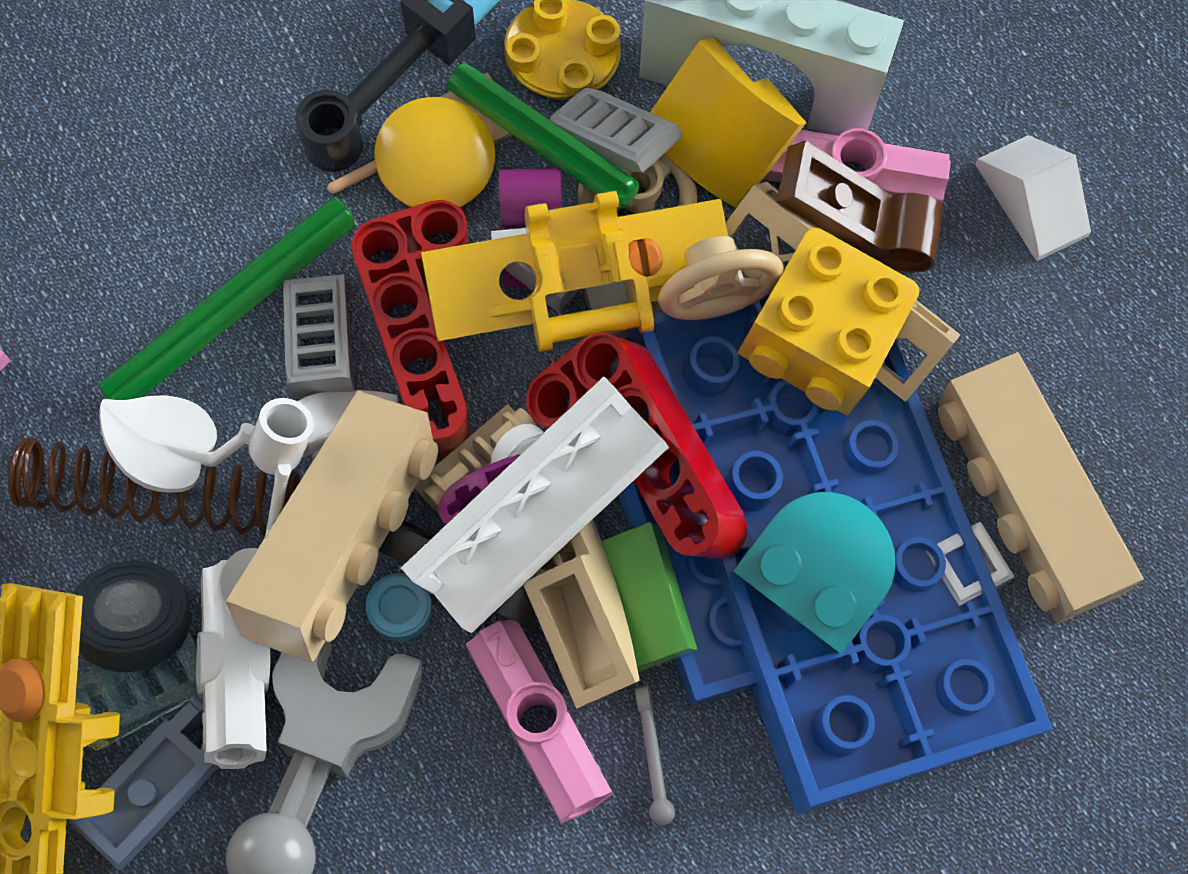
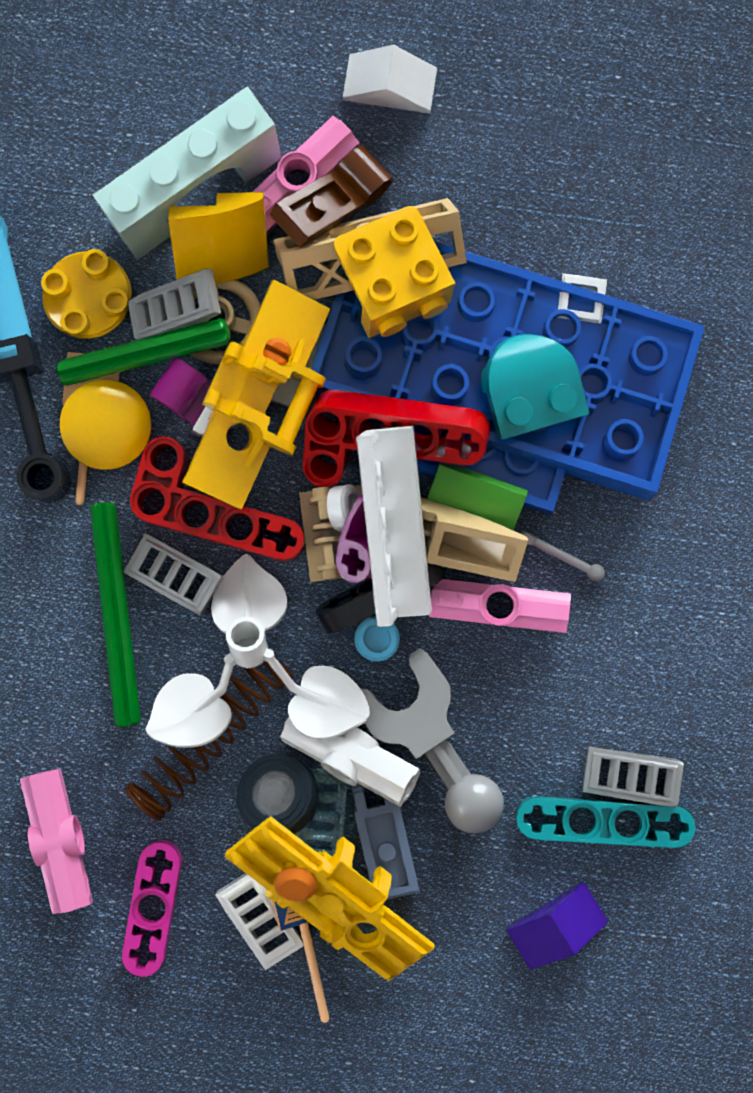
camera: 50 degrees left, 15 degrees up
(333, 527) = (317, 644): tan brick -> none
(718, 280) = (324, 319): tan piece -> none
(1037, 489) = (569, 228): tan brick -> none

